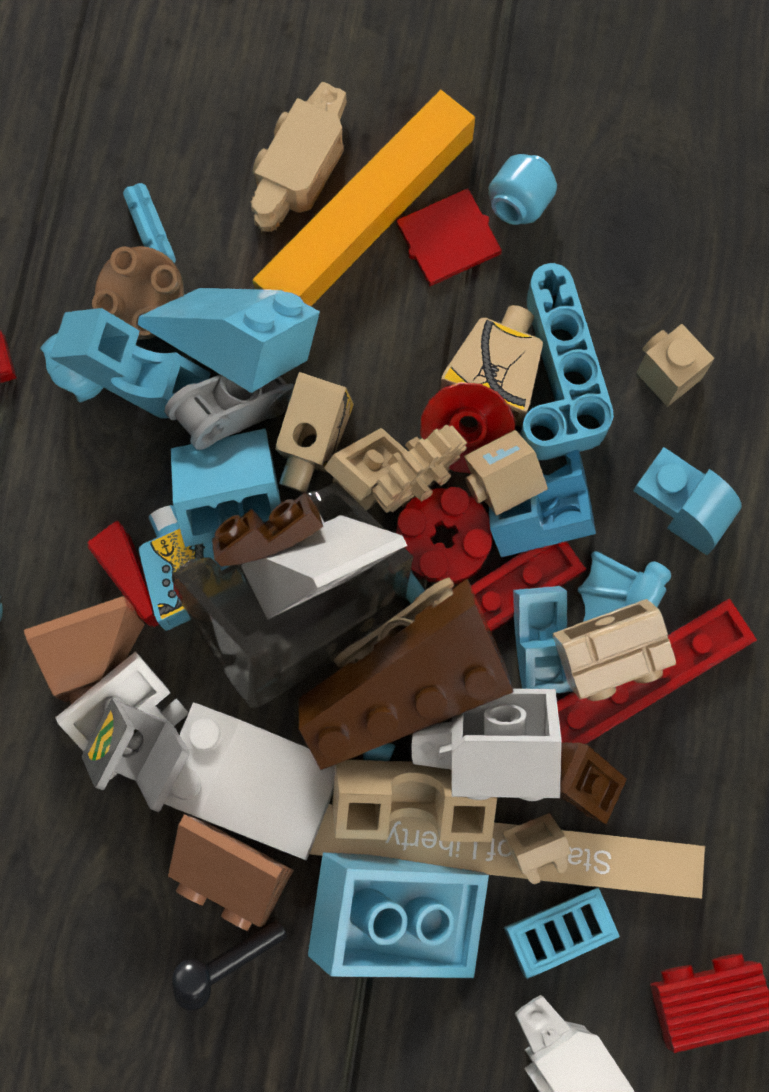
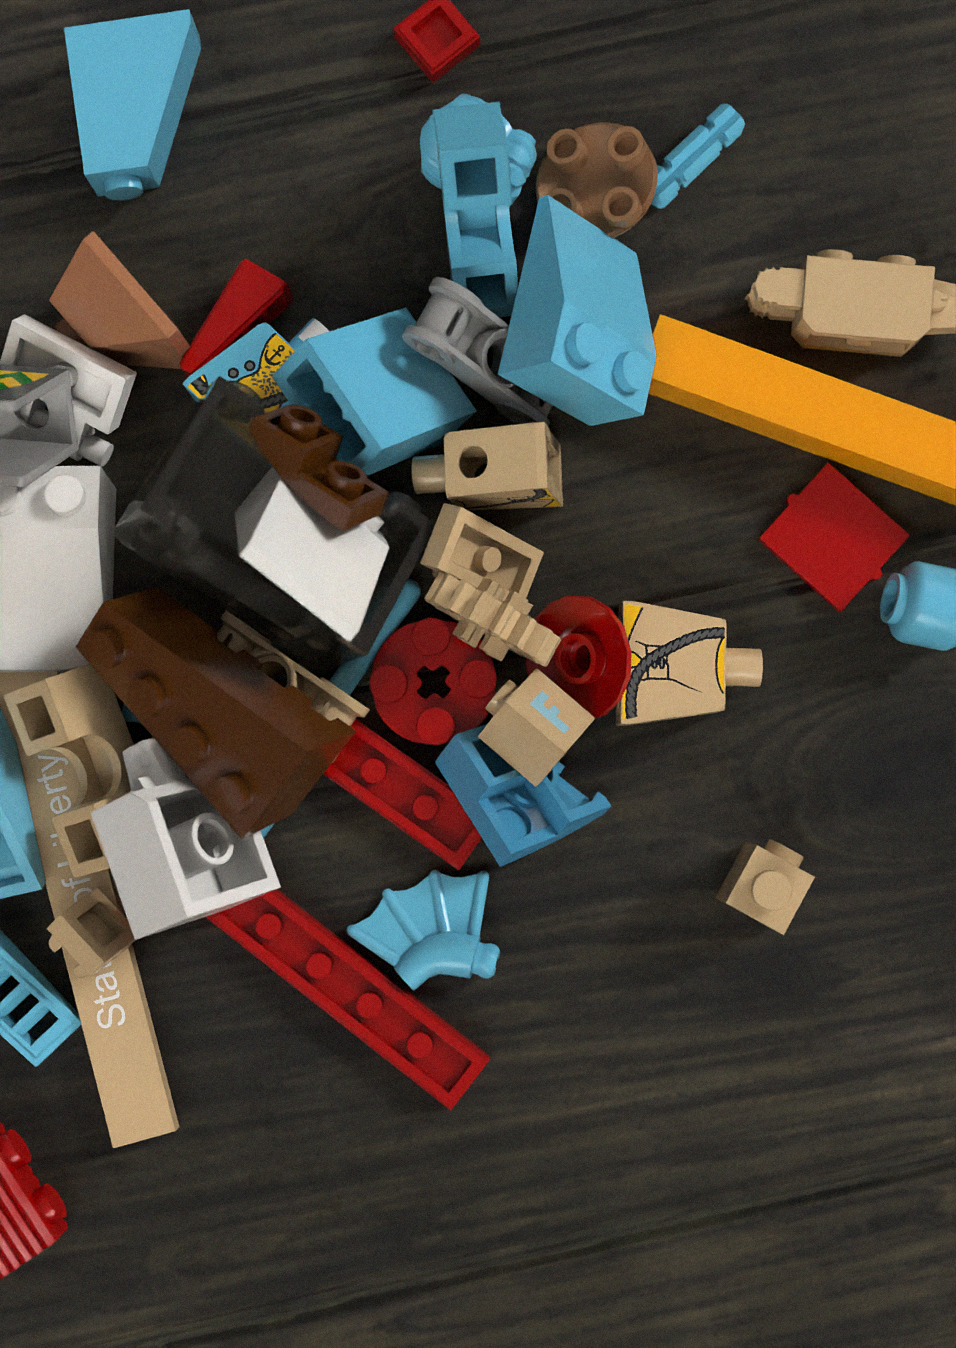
camera: 70 degrees right, 10 degrees up
(536, 618) = (348, 851): medium azure slope -> none
(559, 359) = (715, 739): medium azure beam -> none
(589, 781) = (190, 963): reddish brown slope -> none
(615, 650) = (357, 941): tan brick -> none
(697, 501) = (589, 965): medium azure brick -> none

